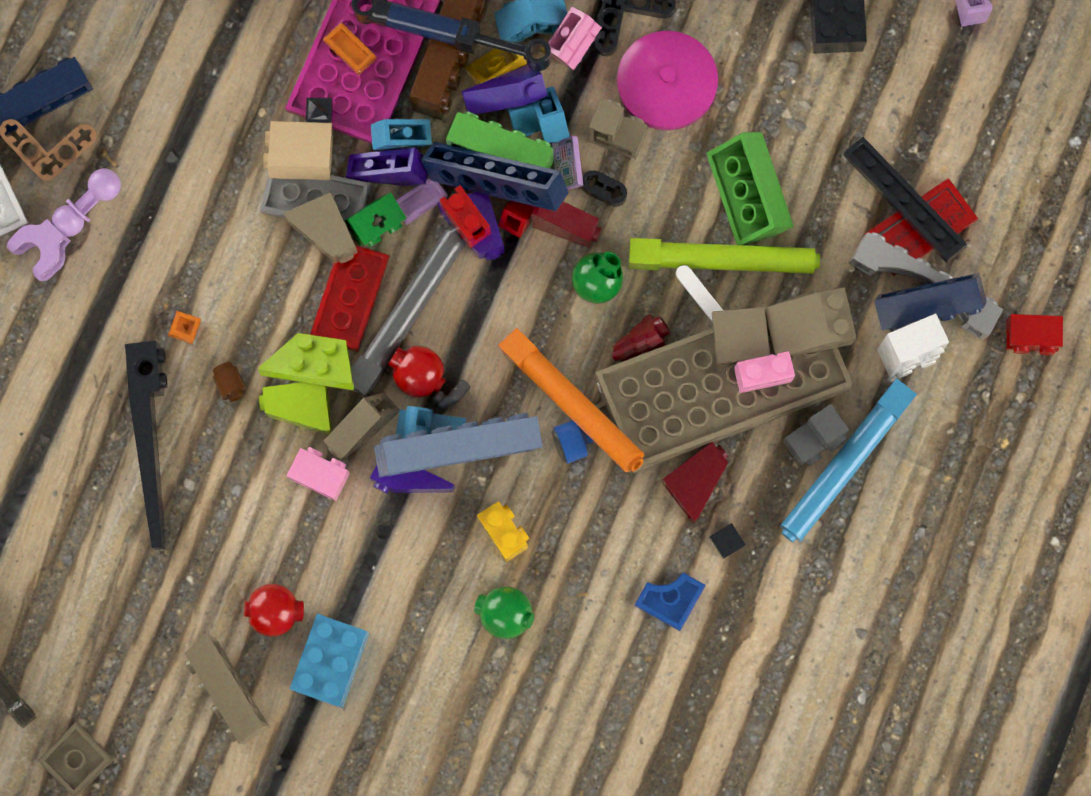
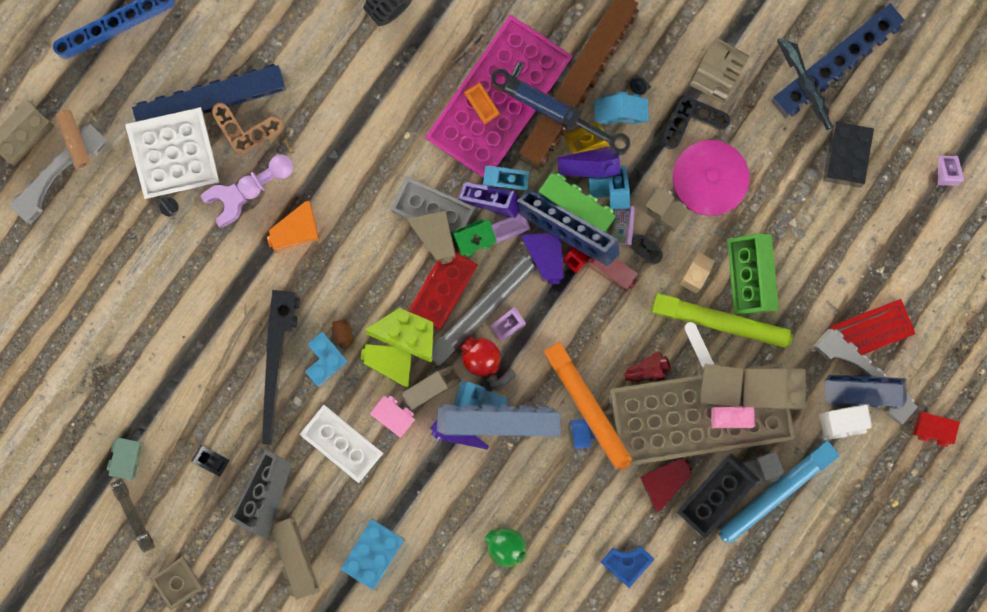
camera: 10 degrees right, 5 degrees up
(87, 585) = (210, 460): none -> black slope
(138, 262) = (294, 229): none -> orange slope
(166, 614) = (262, 495): none -> dark grey wedge
(184, 327) = (318, 285): orange tile -> none
(219, 422) = (330, 360): none -> dark azure brick
(258, 526) = (341, 443): none -> white tile
(273, 610) = (340, 509): red brick -> none
(299, 150) = (428, 172): tan brick -> none
(319, 110) = (449, 146): black tile -> none
(445, 321) = (508, 324): none -> lavender slope
(465, 217) = (540, 252): red brick -> none
(502, 531) = (517, 488): yellow brick -> none
(573, 38) = (648, 132): bright pink brick -> none
(598, 277) = (627, 317): green brick -> none
(675, 203) = (697, 273): none -> tan slope
(727, 541) = (677, 530): black tile -> none
(769, 480) = (718, 495): none -> black brick
(905, 200) = (865, 308): black plate -> none

